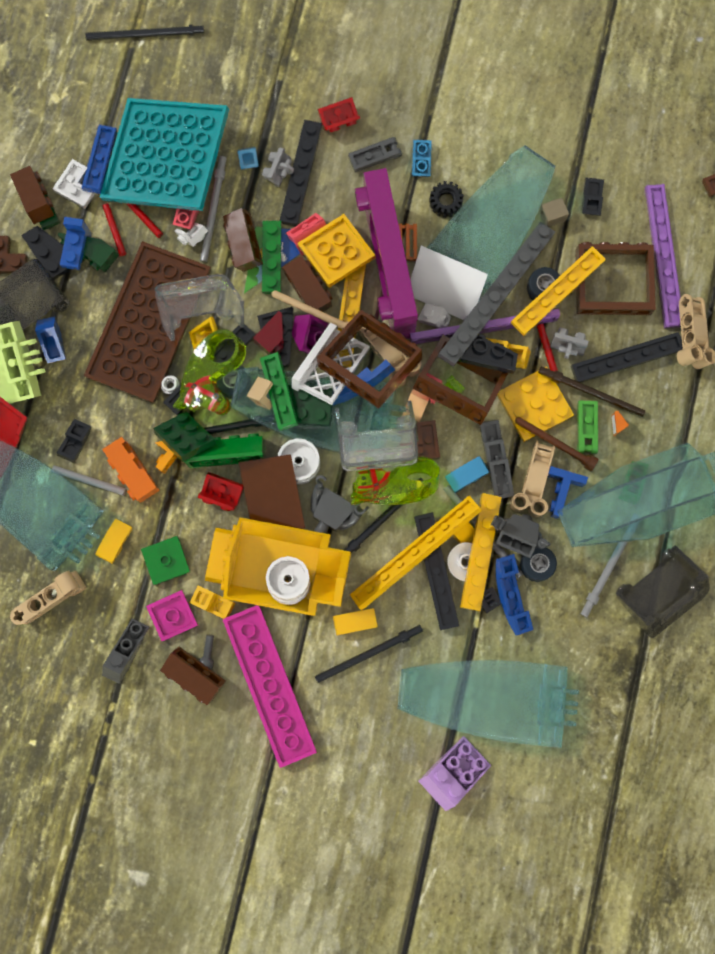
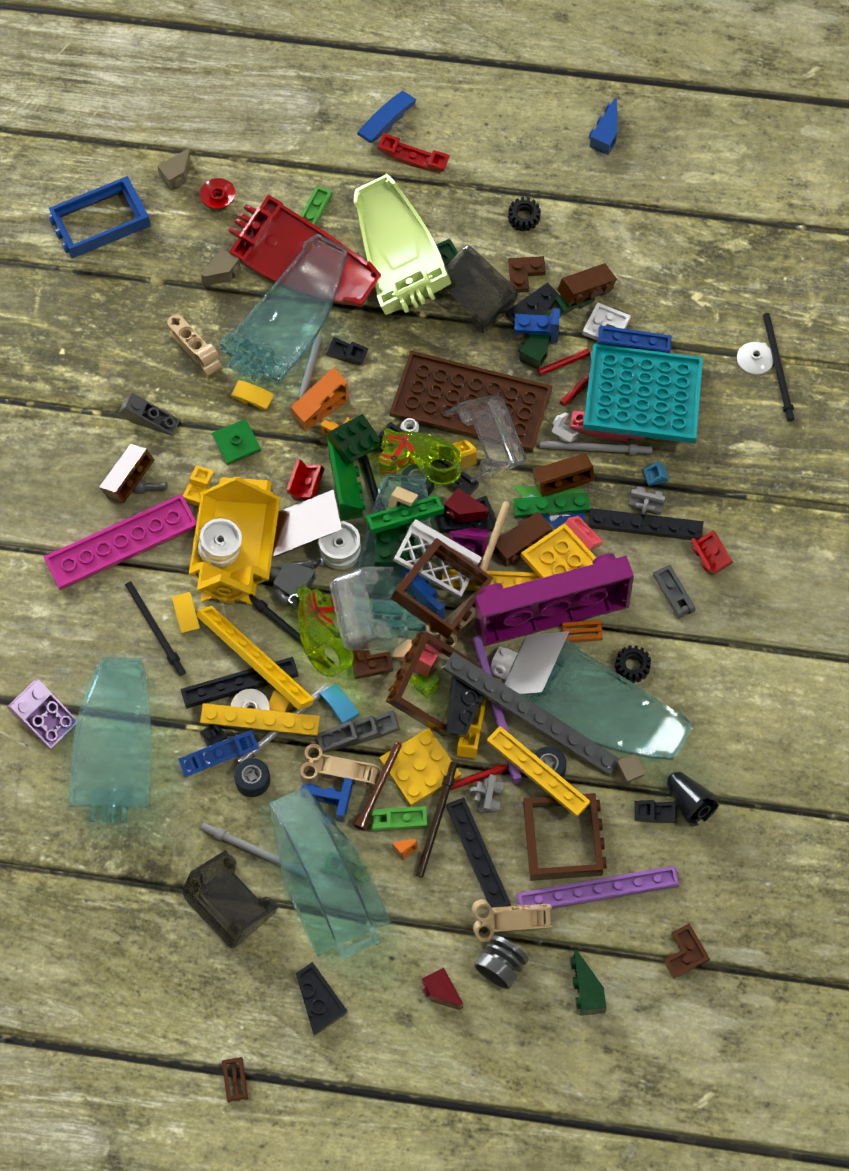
camera: 85 degrees right, 15 degrees down
(50, 339) = (444, 318): blue slope -> none
(135, 59) = (752, 364): none -> white dish
(172, 615) = (183, 452): dark pink plate -> none
(421, 158) = (676, 638): dark azure slope -> none
(519, 534) = (279, 749): dark grey torso -> none
(585, 161) = (692, 798): none -> black cone

